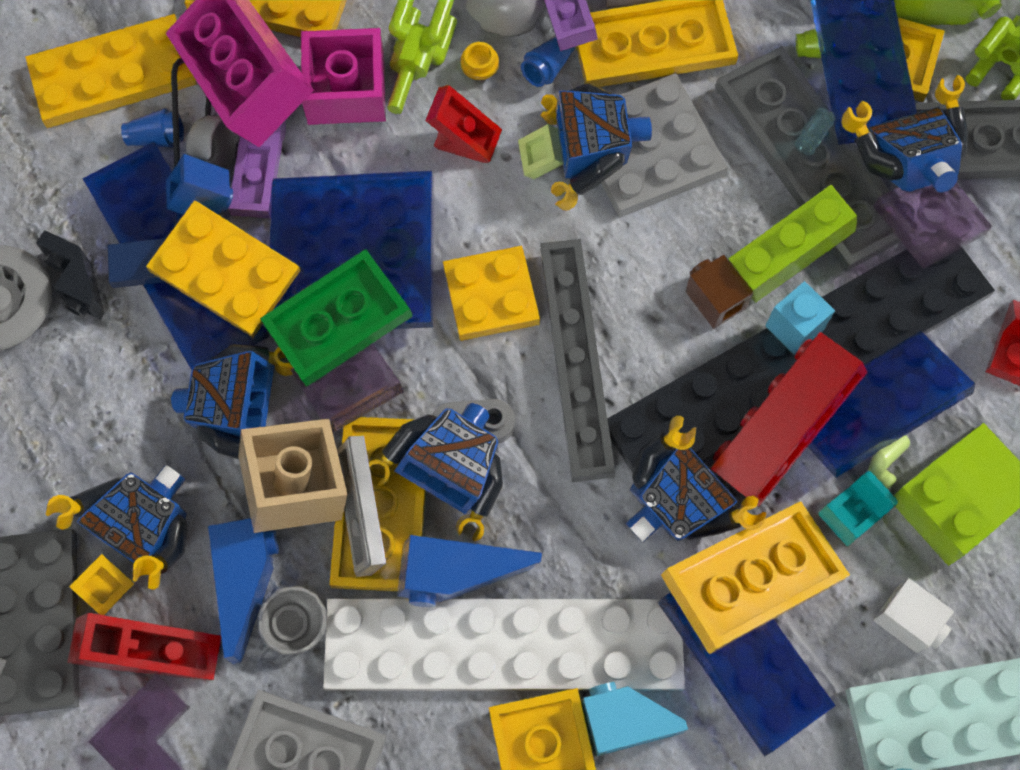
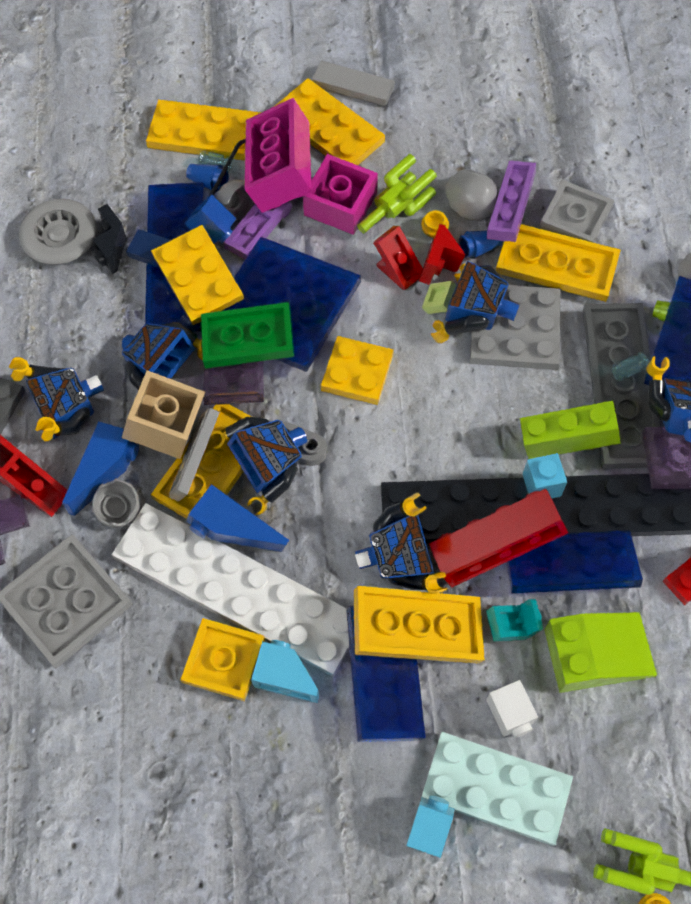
camera: 30 degrees right, 5 degrees down
(101, 585) = (20, 426): yellow plate -> none
(148, 104) = (213, 159): none -> clear light blue piece
(511, 97) = (443, 253): none -> red slope
(577, 361) = (385, 437): dark grey plate -> none
(718, 290) = (504, 438): reddish brown brick -> none
(884, 458) = (553, 599): yellowish green arm -> none

